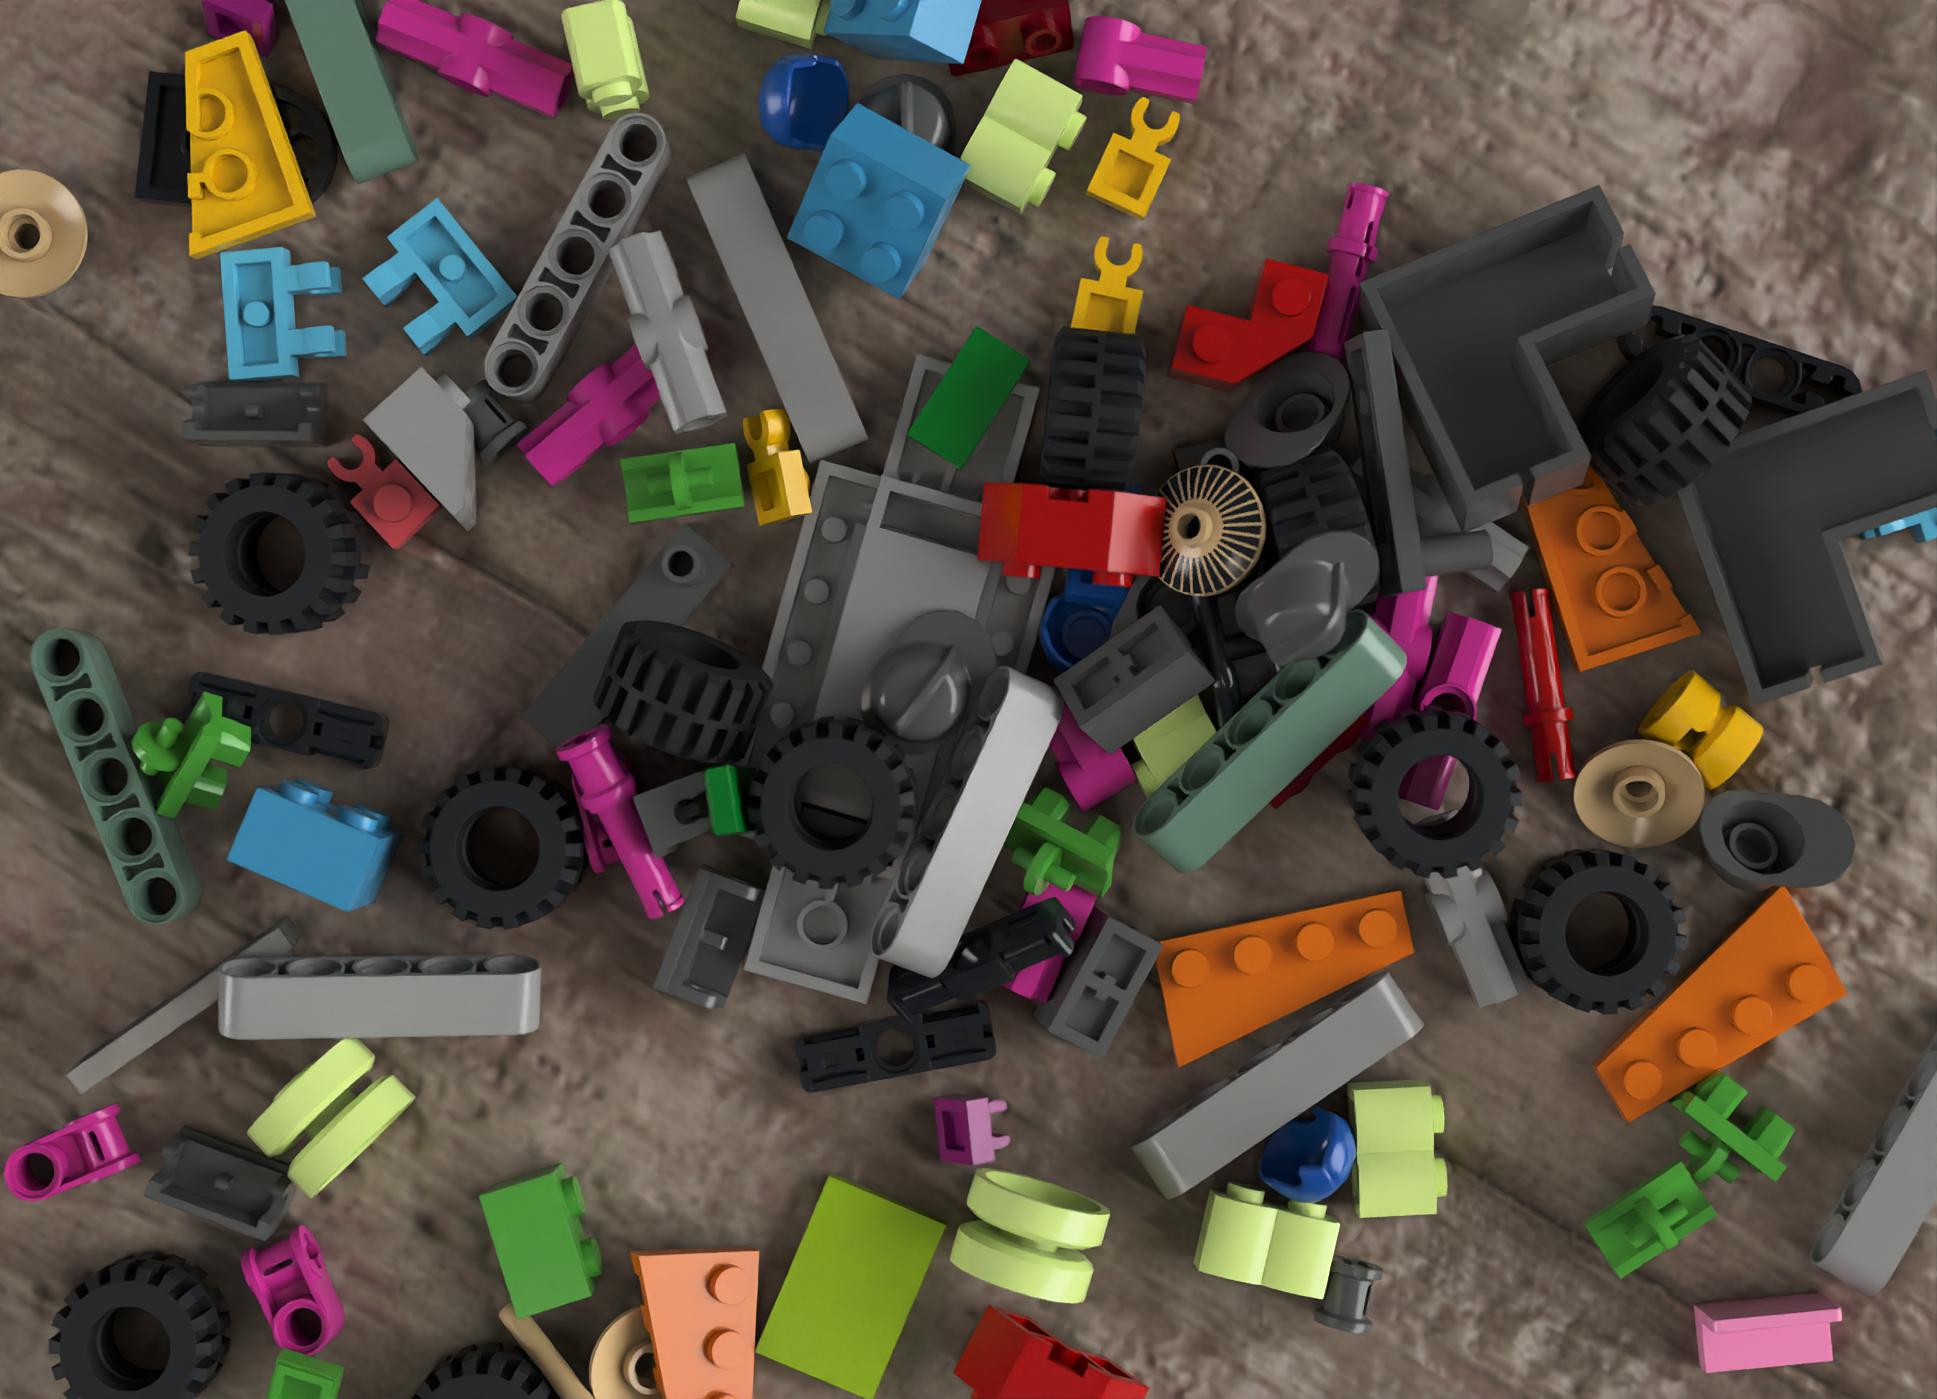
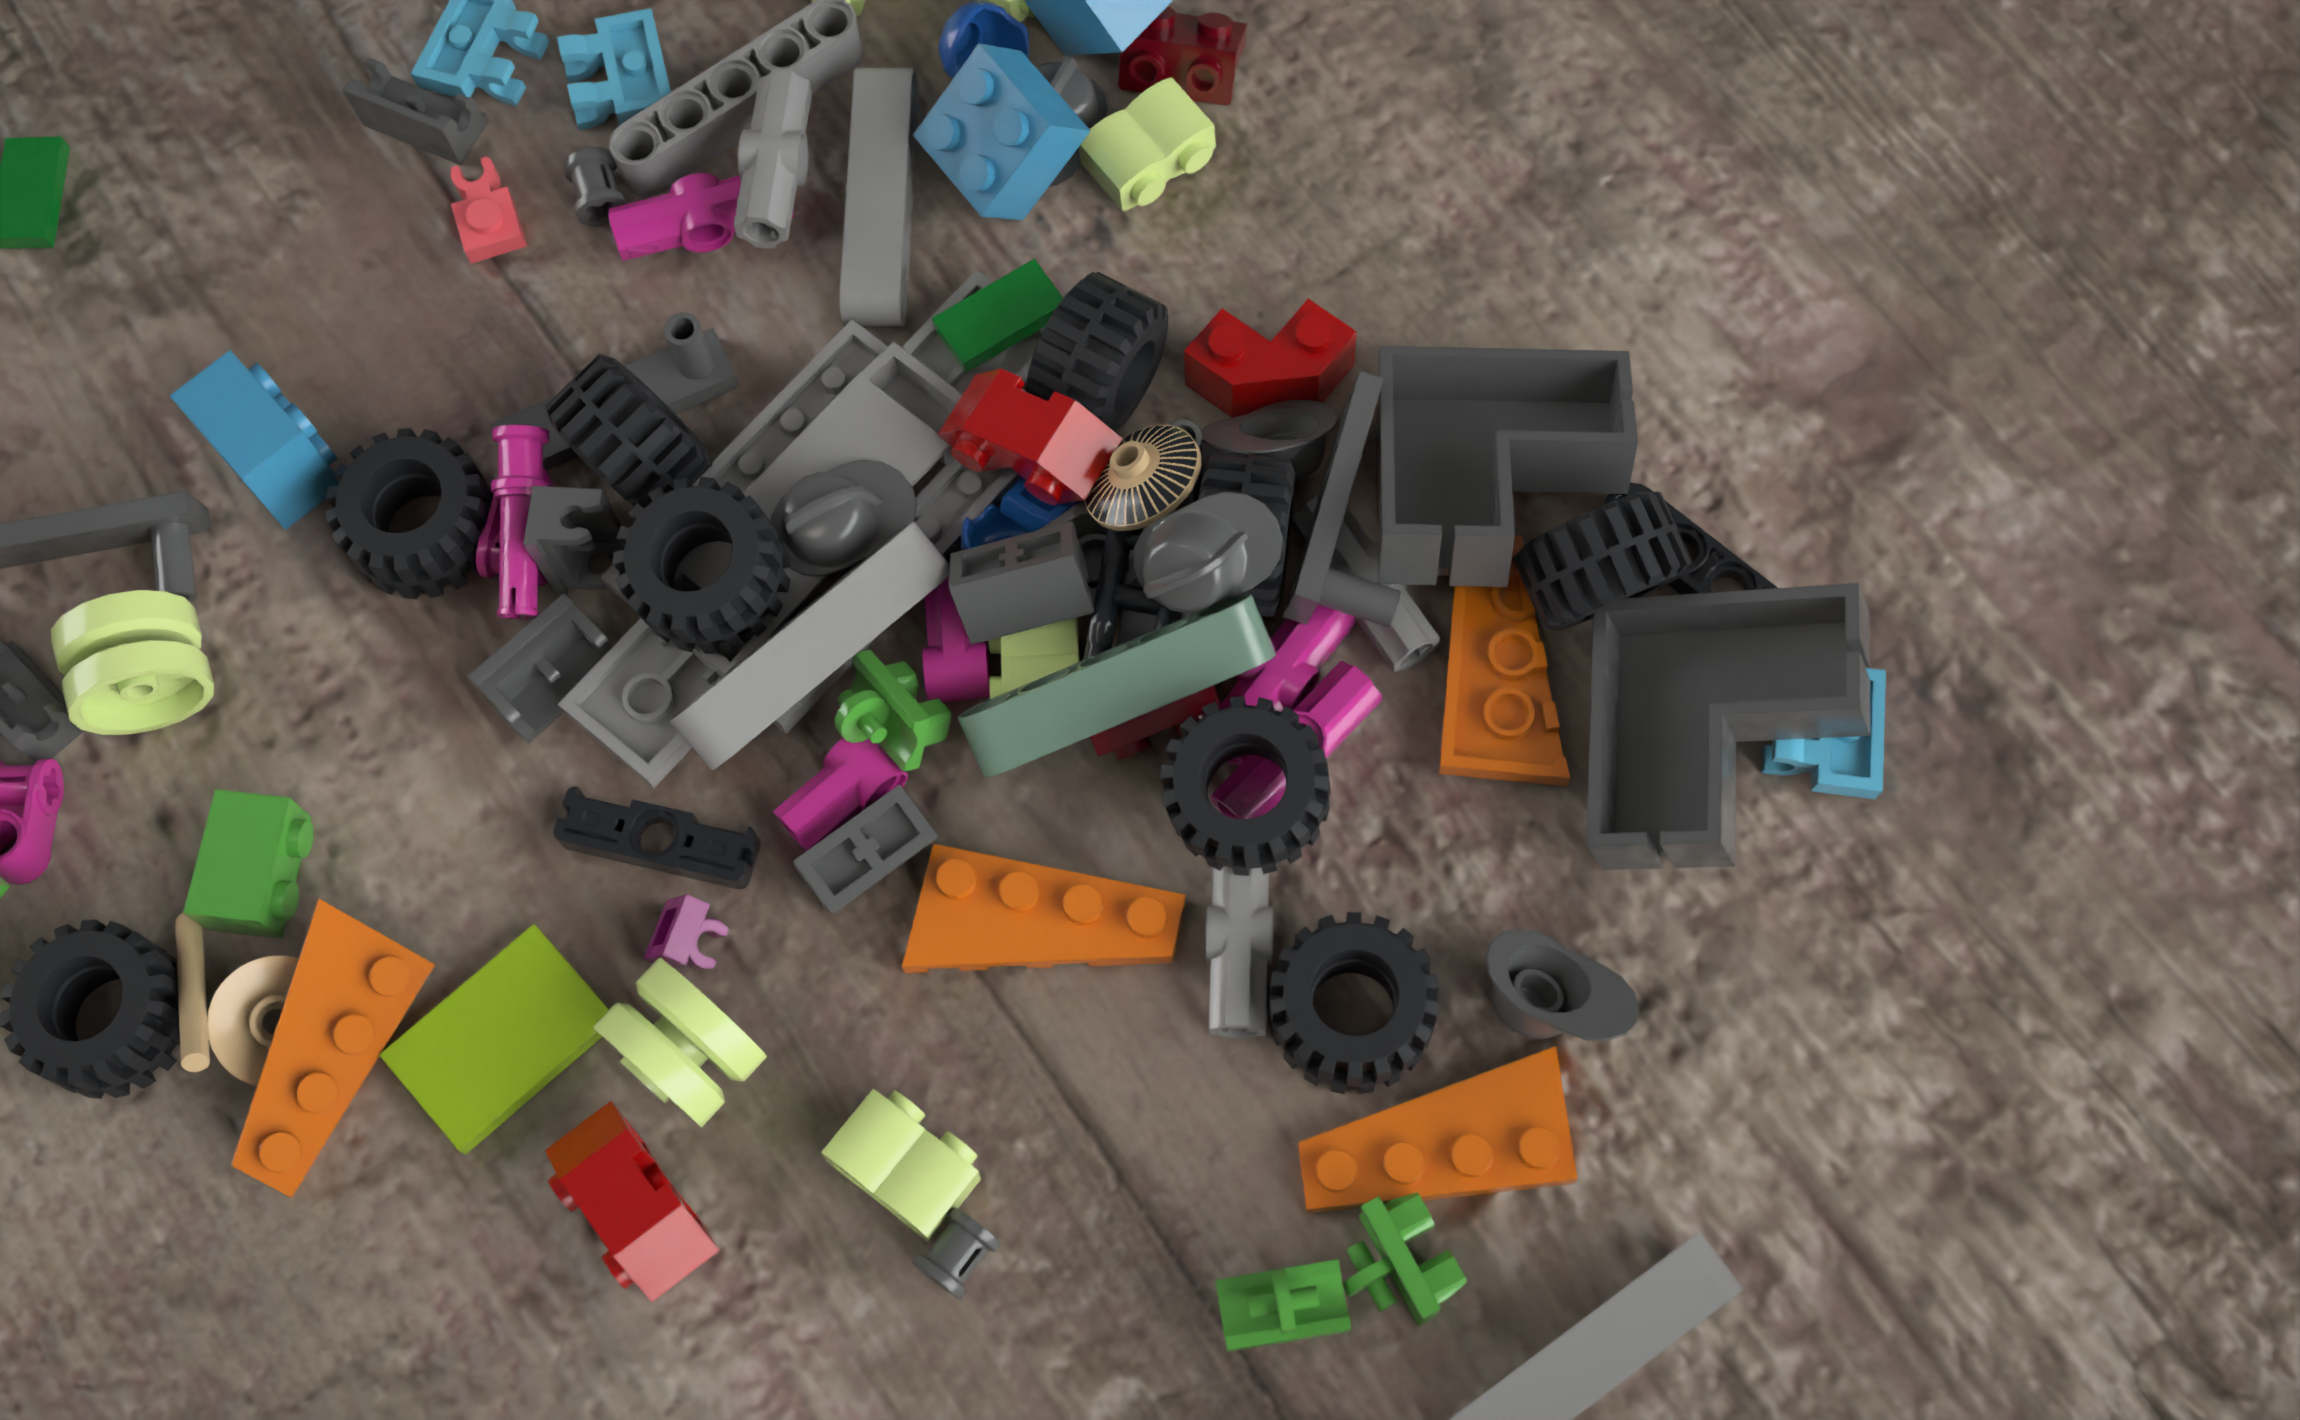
camera: 30 degrees right, 20 degrees down
(89, 759) = (145, 296): sand green beam -> none
(183, 752) = (198, 325): bright green hips -> none
(230, 553) = (344, 182): black tyre -> none
(327, 725) = (328, 371): black piece -> none
(378, 996) = (234, 585): light grey beam -> none
(433, 439) = (539, 167): light grey slope -> none
(682, 483) = (727, 290): bright green hips -> none
(729, 799) = (605, 515): green tile -> none
(777, 475) = (809, 321): yellow plate -> none
(1010, 947) = (767, 775): black piece -> none
(1107, 302) = (1173, 286): yellow plate -> none
(1122, 59) = (1265, 120): dark pink piece -> none
(1132, 168) = (1235, 206): yellow plate -> none
(1276, 1085) = (984, 1021): light grey beam -> none
(1309, 1157) = (982, 1102): blue hair -> none
(1348, 265) = (1400, 329): dark pink pin -> none
(1395, 1148) = (1066, 1128): yellowish green brick -> none
(1543, 685) = (1395, 792): red pin -> none
(1639, 813) = (1420, 903): tan dish -> none
(1701, 728) = (1534, 885): yellow wheel -> none

